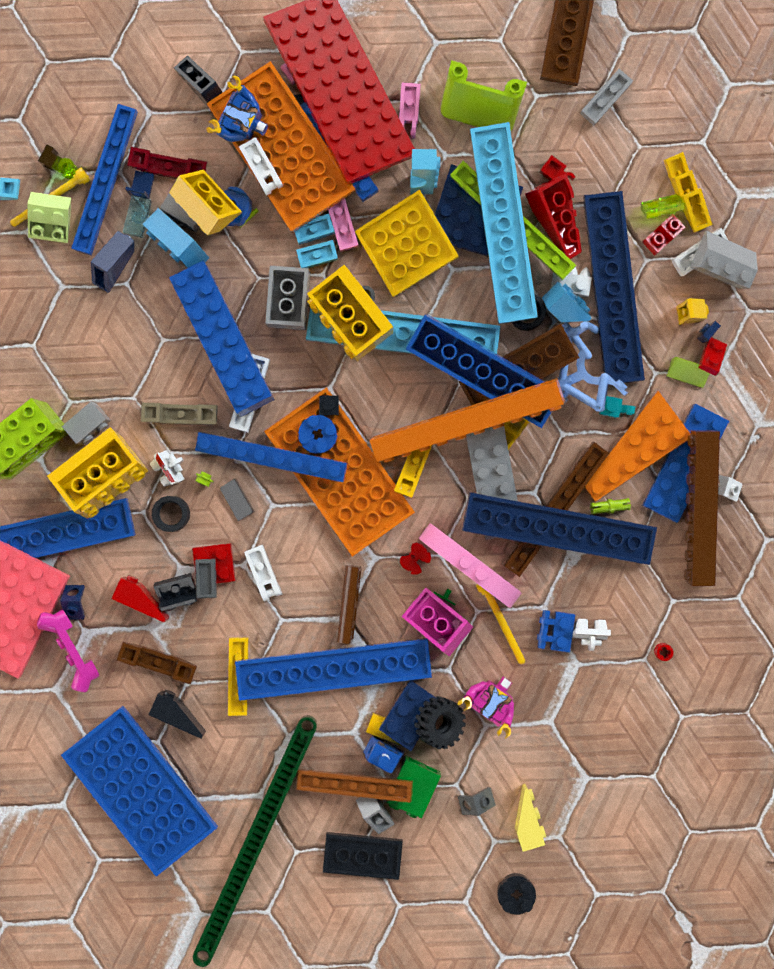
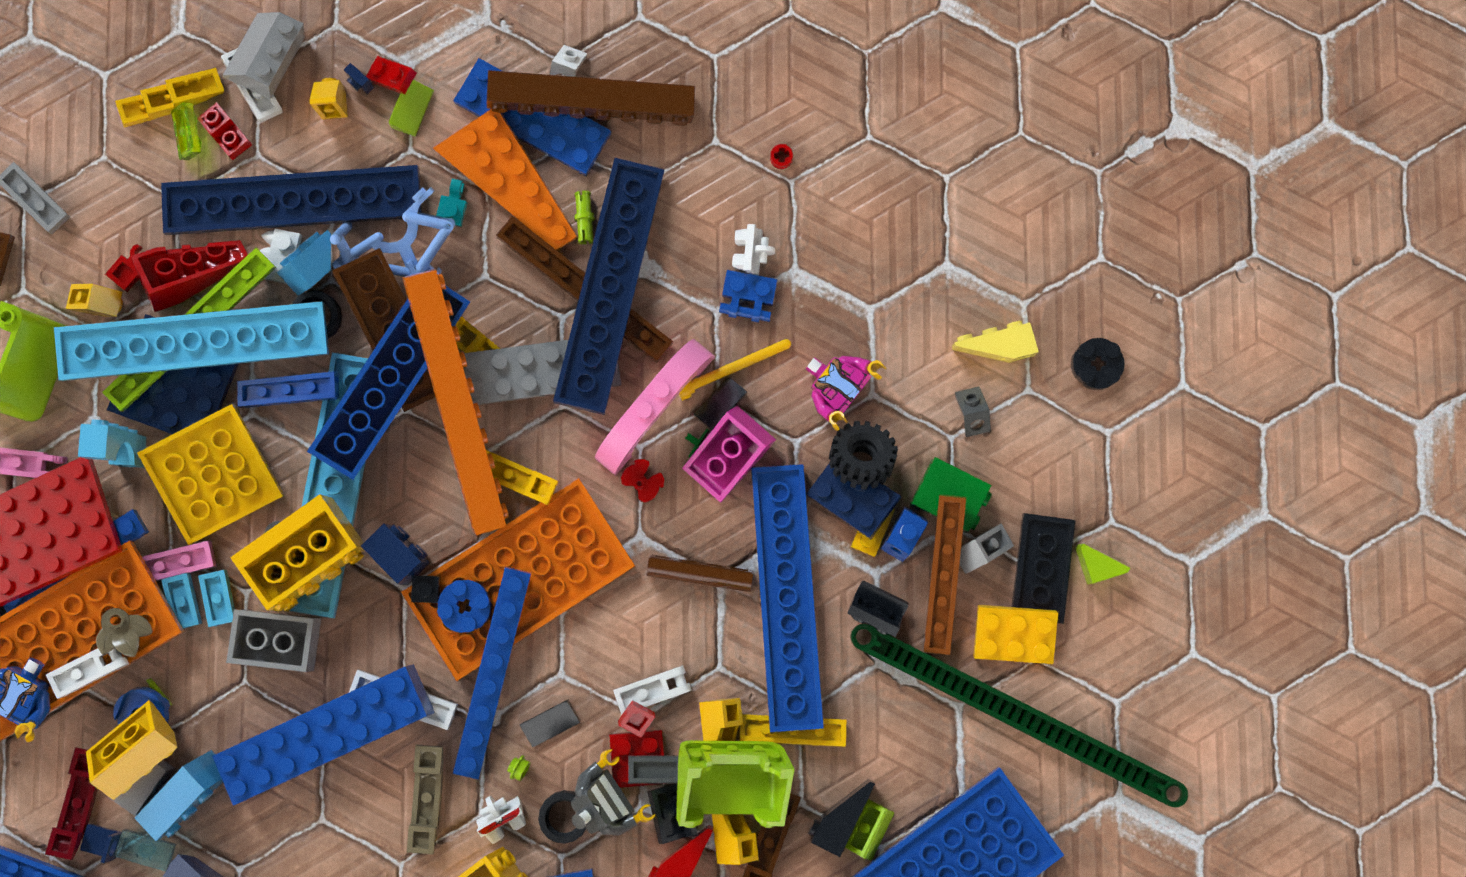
camera: 90 degrees left, 5 degrees down
(159, 636) = (732, 836): none -> yellow arch
(169, 734) = (869, 830): none -> lime slope
(180, 541) = (601, 803): none -> dark grey torso
(200, 637) = (733, 780): none -> lime windscreen
(241, 563) = (636, 718): none -> plate
(286, 191) = (123, 636): none -> dark tan plate
(313, 837) = (1015, 634): none -> yellow plate
(327, 736) = (877, 608): none -> black bracket
(353, 382) = (395, 553): none -> dark blue brick
(365, 897) = (1097, 565): none -> lime slope
(471, 295) = (288, 389): none -> blue plate
(474, 613) = (721, 400): none -> black slope
(532, 148) = (94, 300): none -> yellow slope

